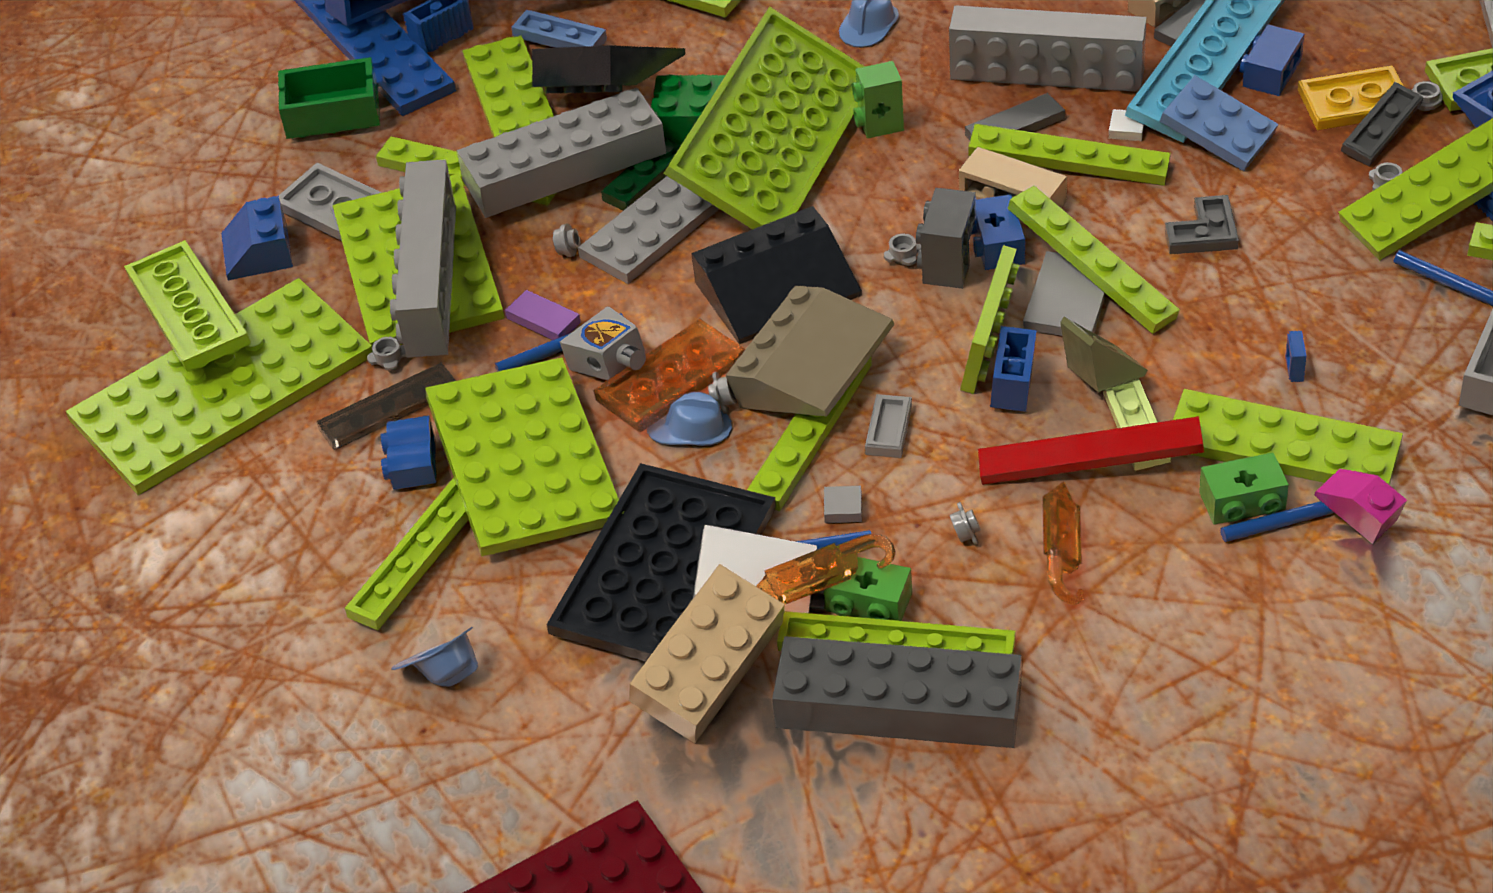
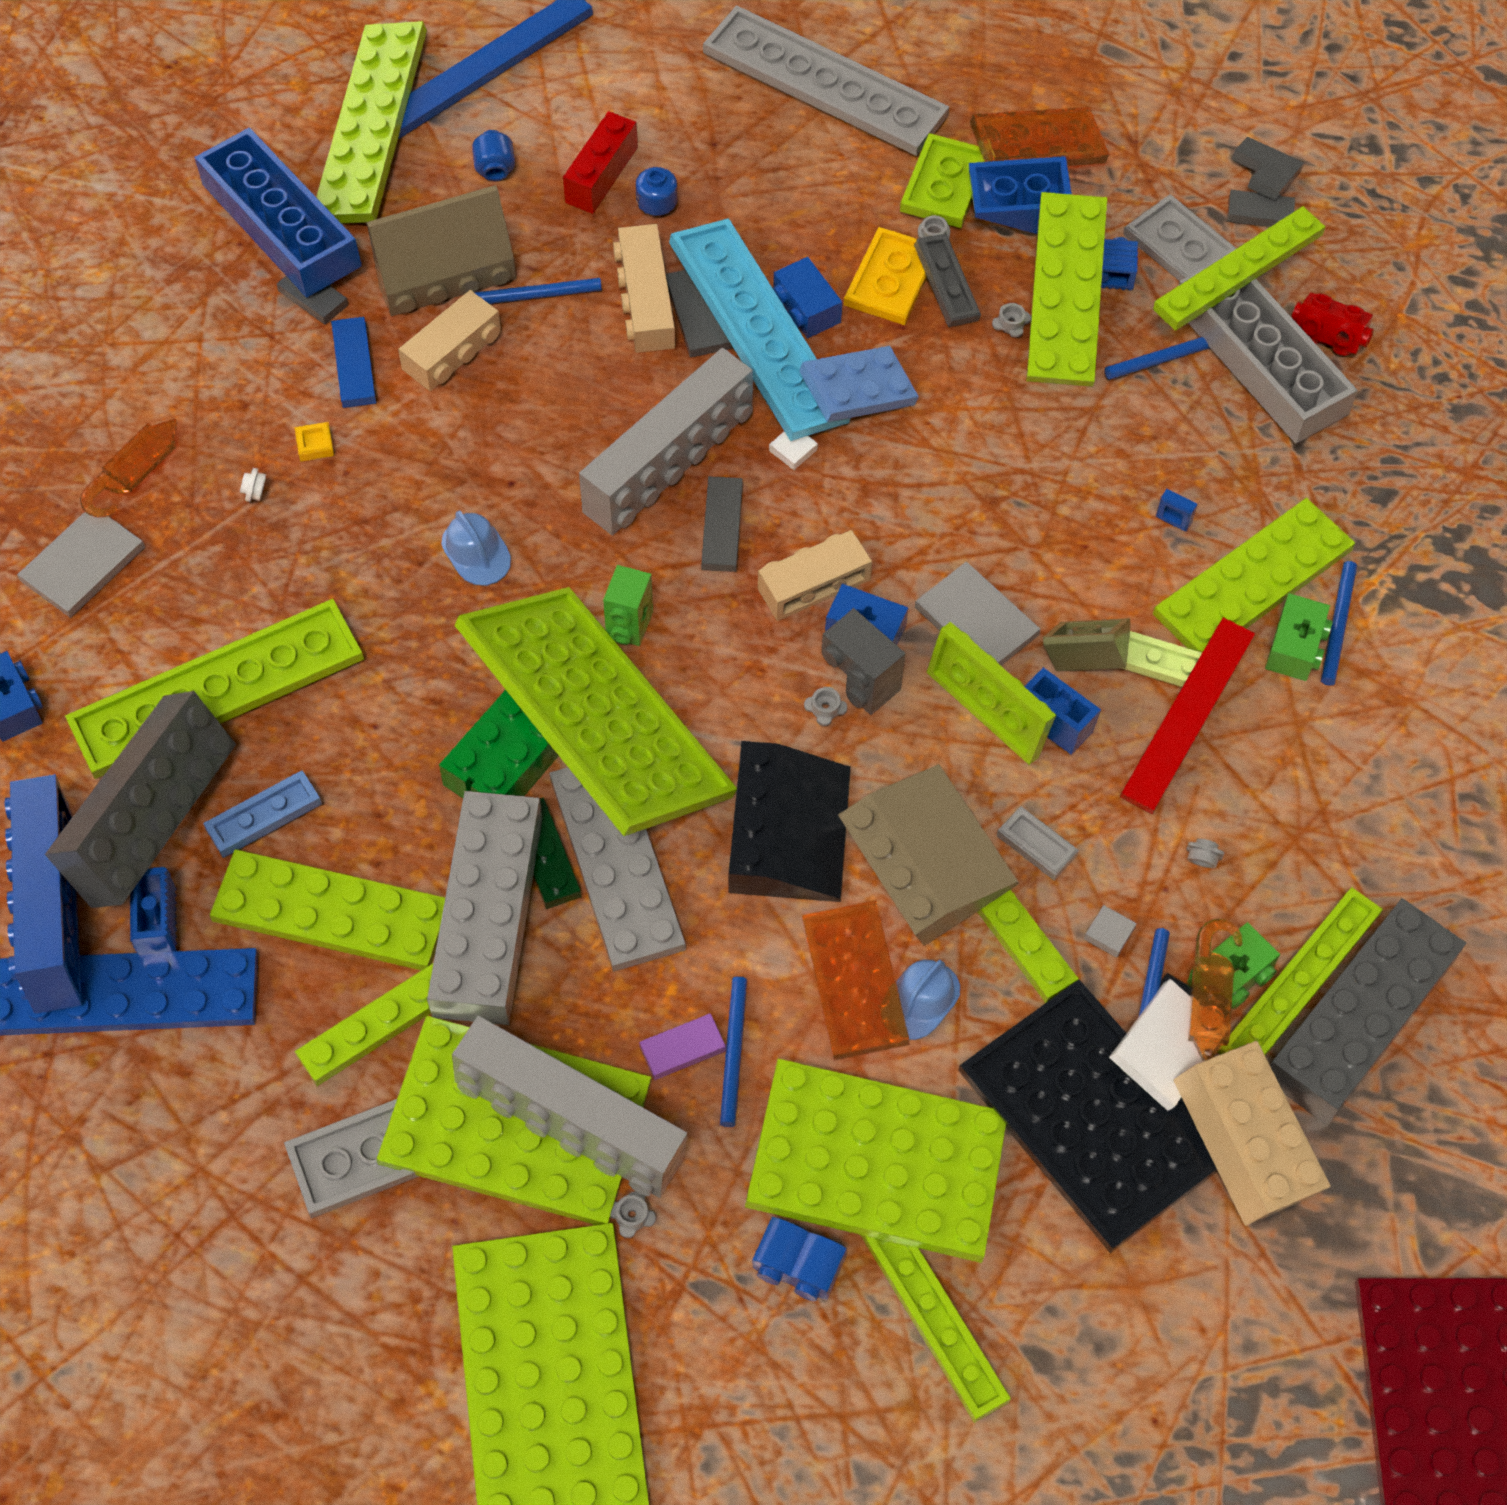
camera: 65 degrees left, 15 degrees up
(187, 306) = (424, 1377): lime plate -> none
(257, 240) = (359, 1261): blue slope -> none
(328, 98) = (193, 1080): green piece -> none
(381, 407) = (706, 1250): clear smoke tile -> none
(445, 663) = (1091, 1363): medium blue piece -> none
(566, 240) = (596, 970): light grey plate -> none
(598, 67) = (390, 802): black slope -> none
(604, 346) = (785, 1012): light grey torso -> none
(721, 392) = (911, 948): light grey plate -> none
(1062, 540) = (1271, 797): clear orange plate -> none
(1073, 154) = (803, 511): lime plate -> none
(1093, 259) = (961, 574): lime plate -> none
(1210, 232) = (975, 474): dark grey tile -> none
(1362, 502) = (1372, 569): dark pink slope -> none

